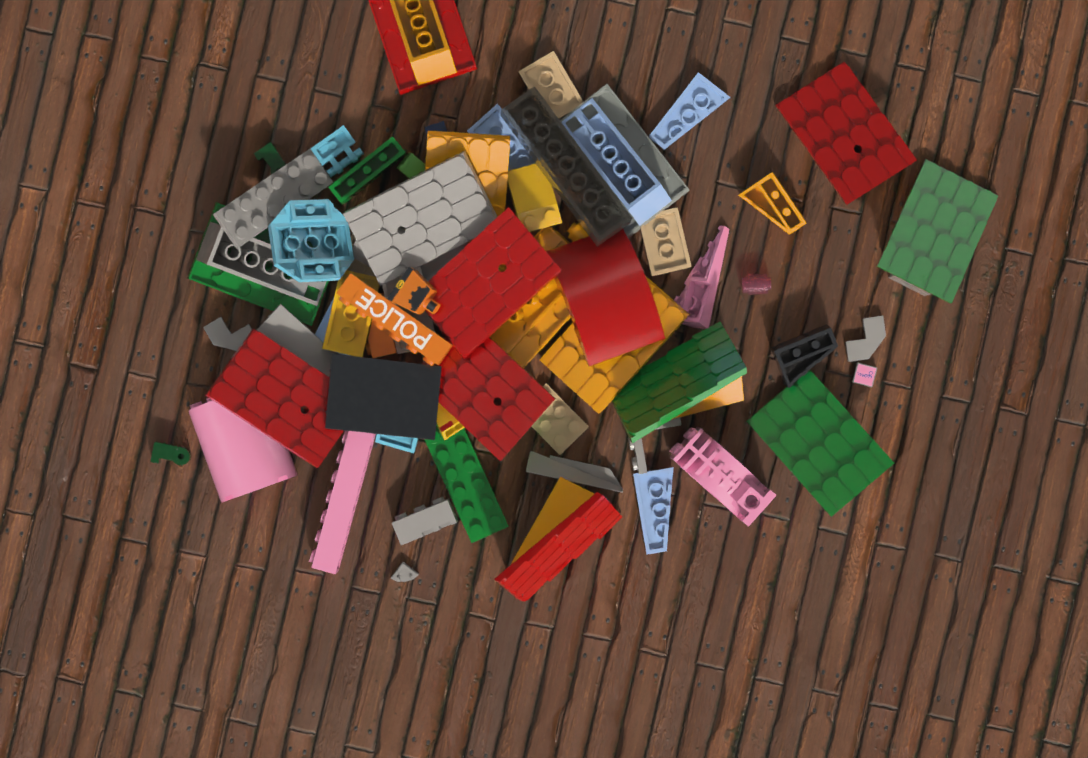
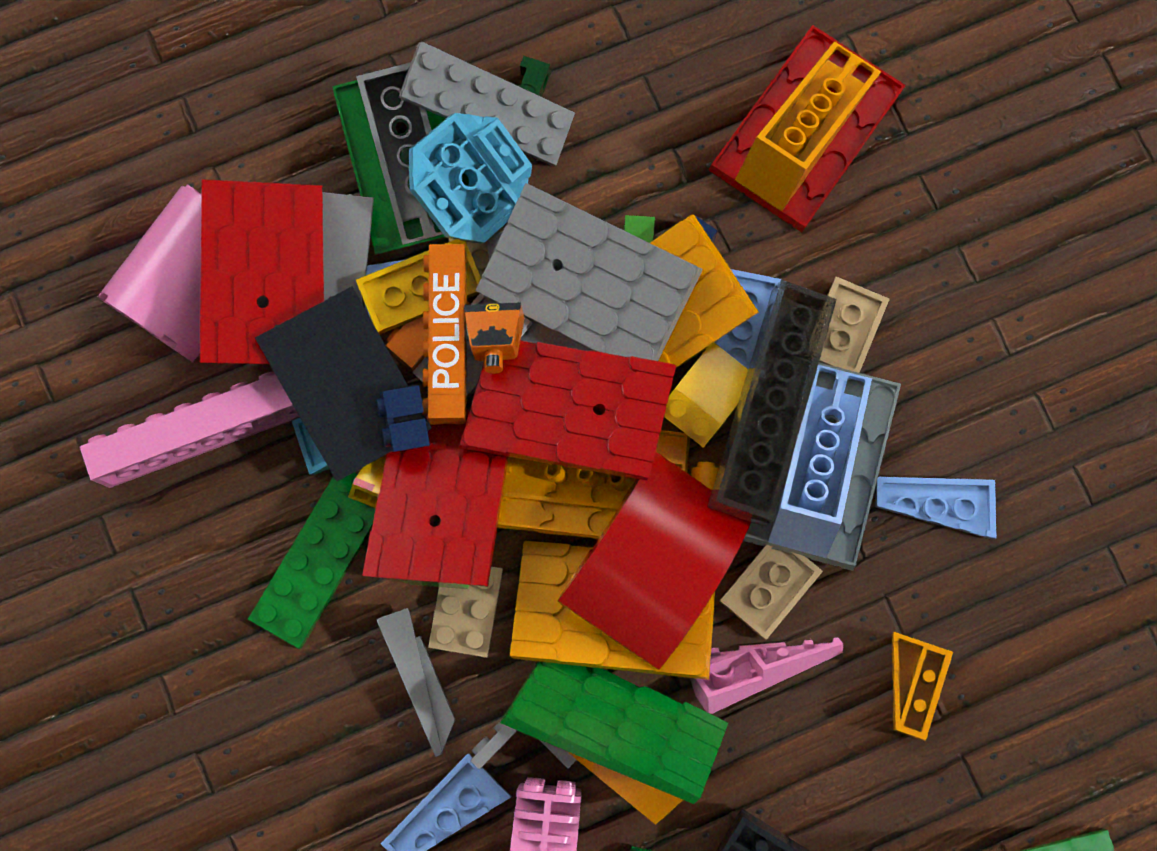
camera: 50 degrees right, 10 degrees down
(175, 453) = (120, 207): dark green leg -> none
(221, 336) = (295, 163): light grey tile -> none
(335, 145) = (596, 137): medium azure plate -> none
(367, 170) = (596, 189): green brick -> none
(404, 573) = (157, 566): light grey tile -> none
(417, 375) = (398, 404): none -> dark blue piece
(424, 520) = (236, 543): light grey wedge -> none
(560, 533) = (332, 716): red piece -> none
(756, 284) = (804, 734): clear pink brick -> none
(833, 119) = (1067, 711): red piece -> none

